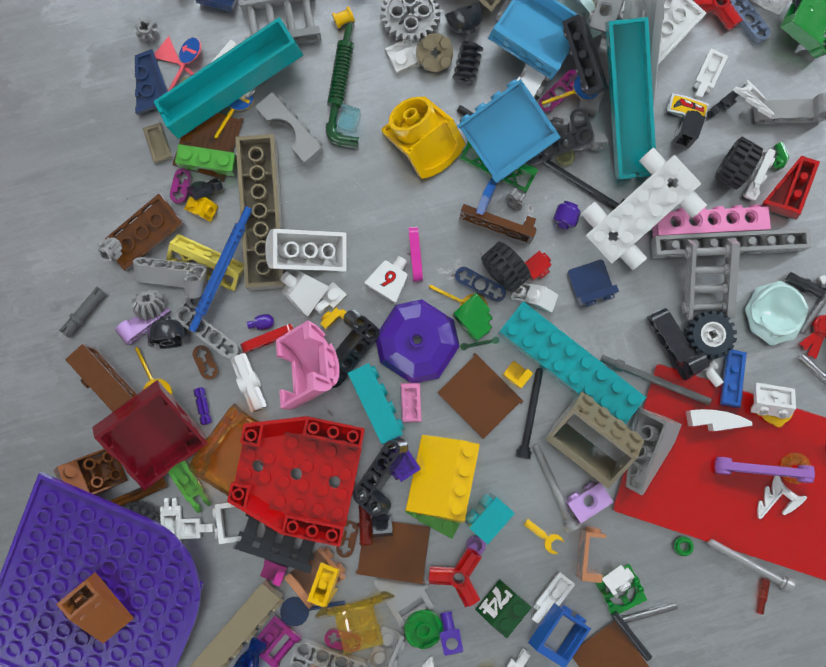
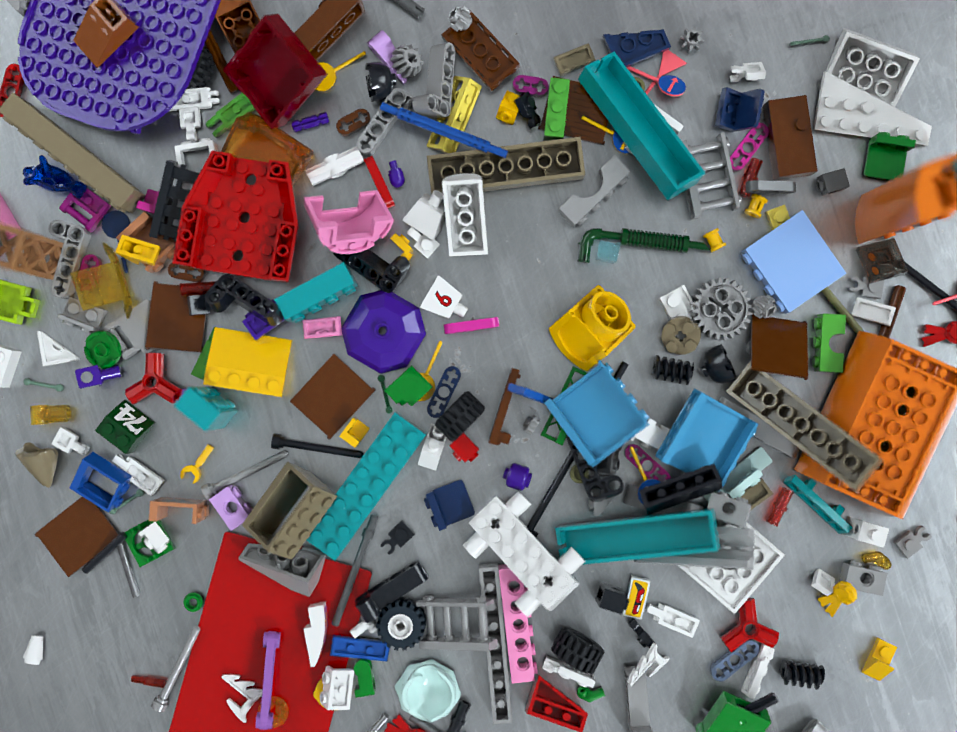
camera: 90 degrees right, 5 degrees up
(571, 597) = (139, 492): none -> sand green hinge
(621, 335) = (399, 535): none -> black plate
(766, 373) = (364, 672): none -> green leg

